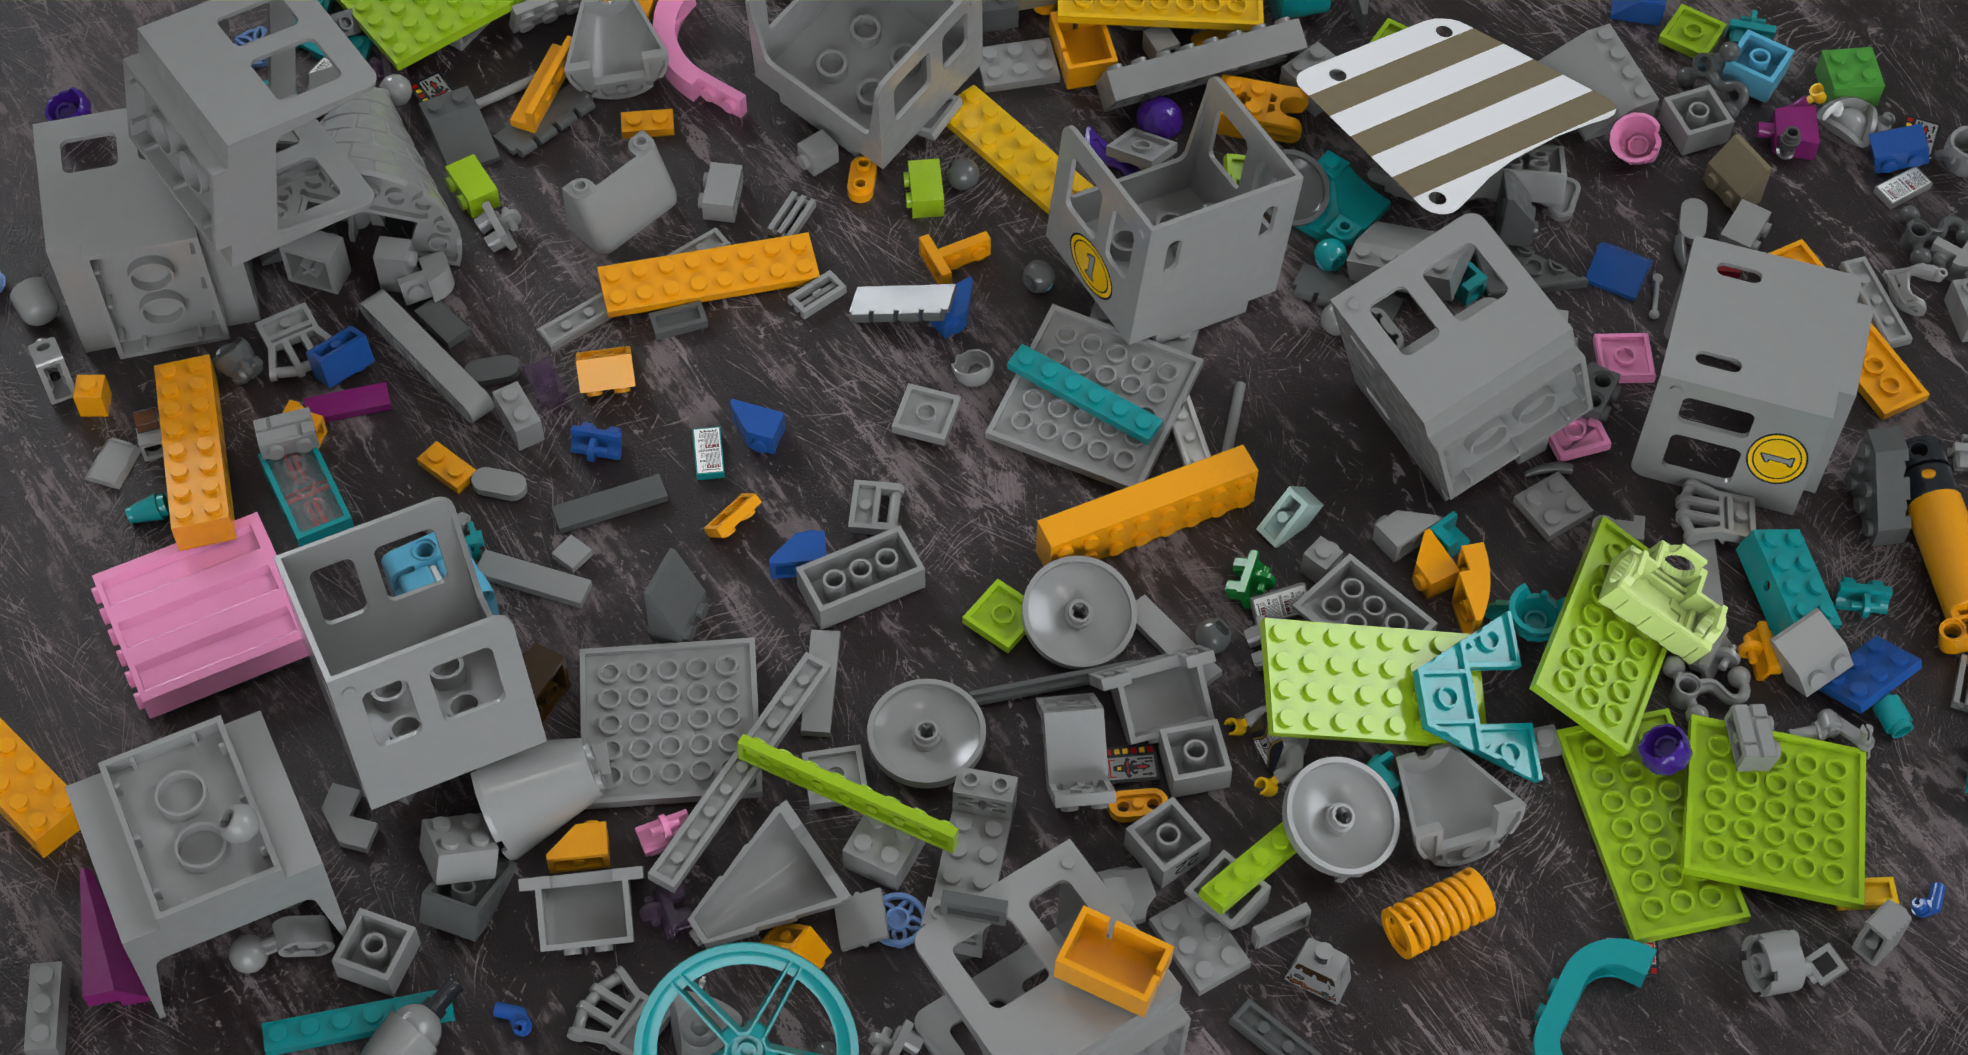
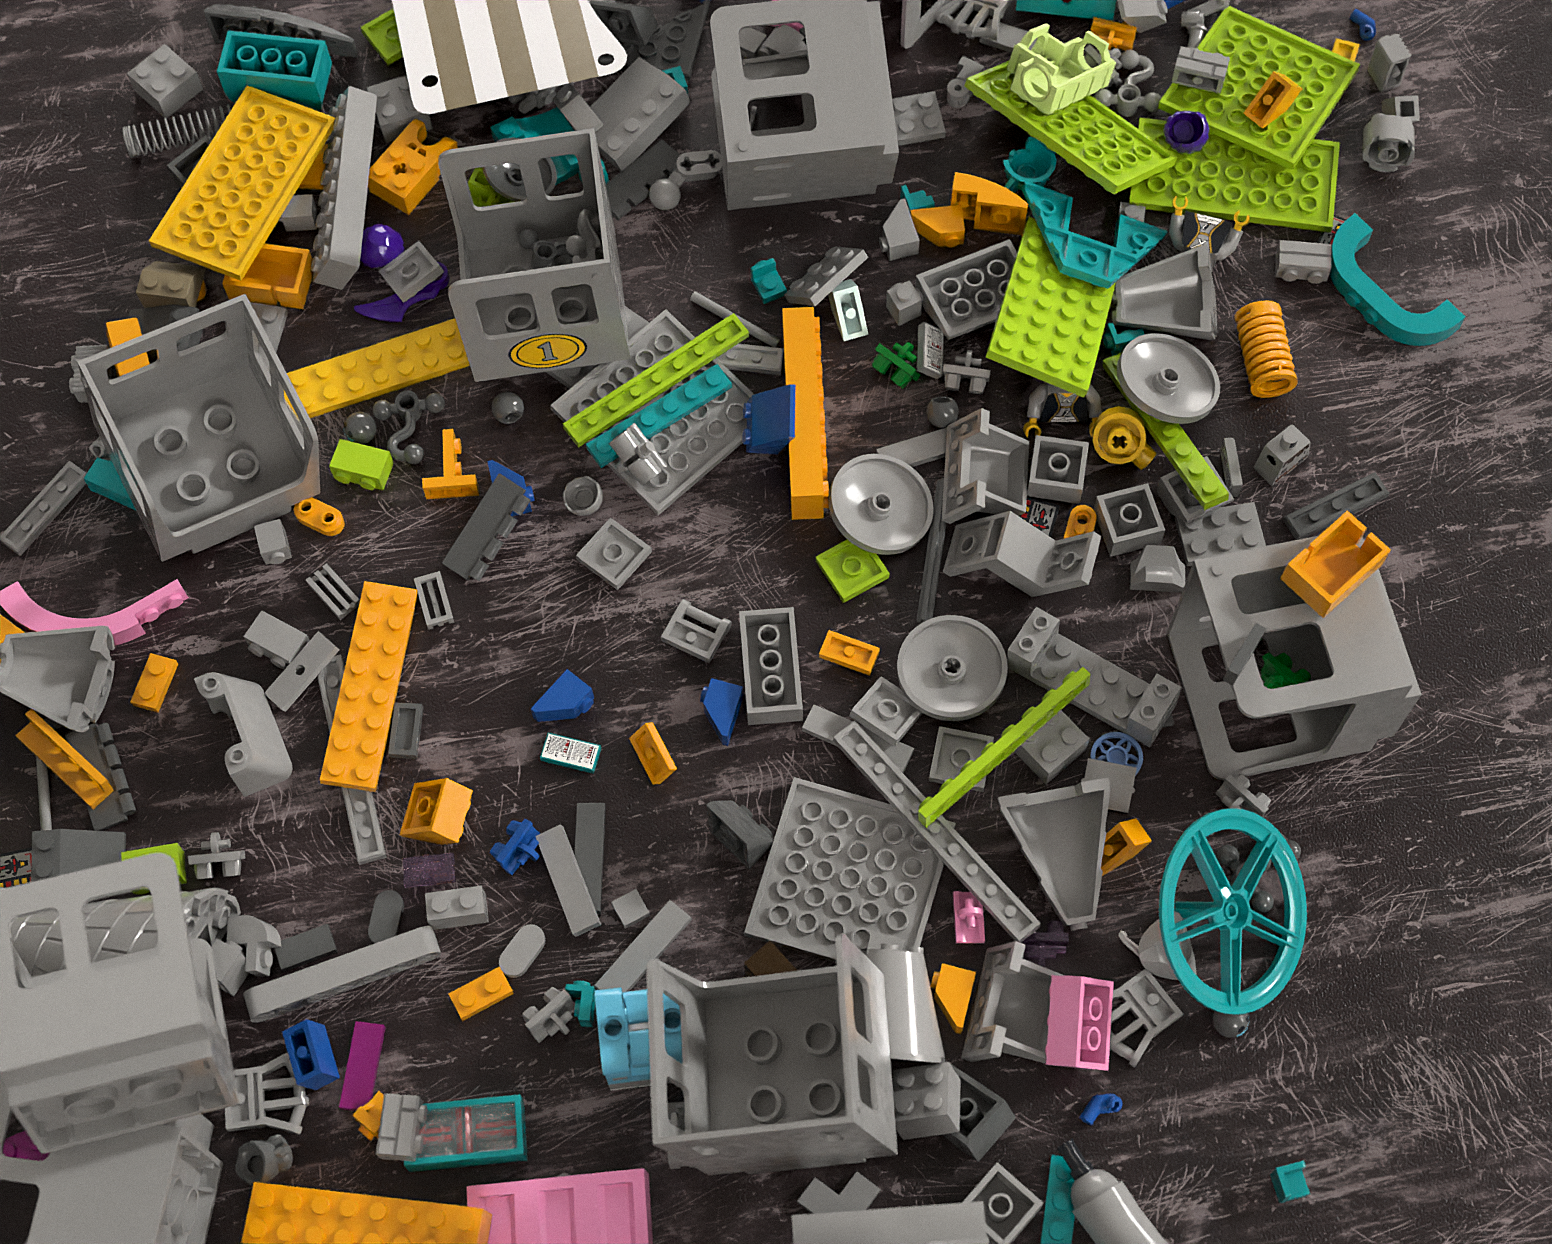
camera: 65 degrees left, 10 degrees up
(577, 491) = (568, 880): none -> light grey tile
(583, 956) = (1079, 1022): none -> bright pink brick
(698, 218) = (292, 680): none -> light grey tile
(854, 691) = (885, 711): none -> light grey plate
(908, 643) = (849, 652): none -> light orange plate
(1000, 204) = (383, 410): none -> dark grey piece
(1028, 385) = (637, 454): none -> light grey pin
(1120, 376) = (655, 380): none -> lime plate
(1121, 474) = (770, 420): none -> blue slope
(1256, 803) = (1121, 437): none -> yellow piece
(1288, 439) = (767, 281): none -> teal bracket
(1314, 480) = (825, 275): none -> light grey plate
(1387, 212) = (576, 109): none -> light grey slope
(1551, 814) = (1195, 230): none -> torso
(1573, 920) = (1303, 261): none -> light grey brick
(1753, 818) = (1272, 99): none -> light orange slope

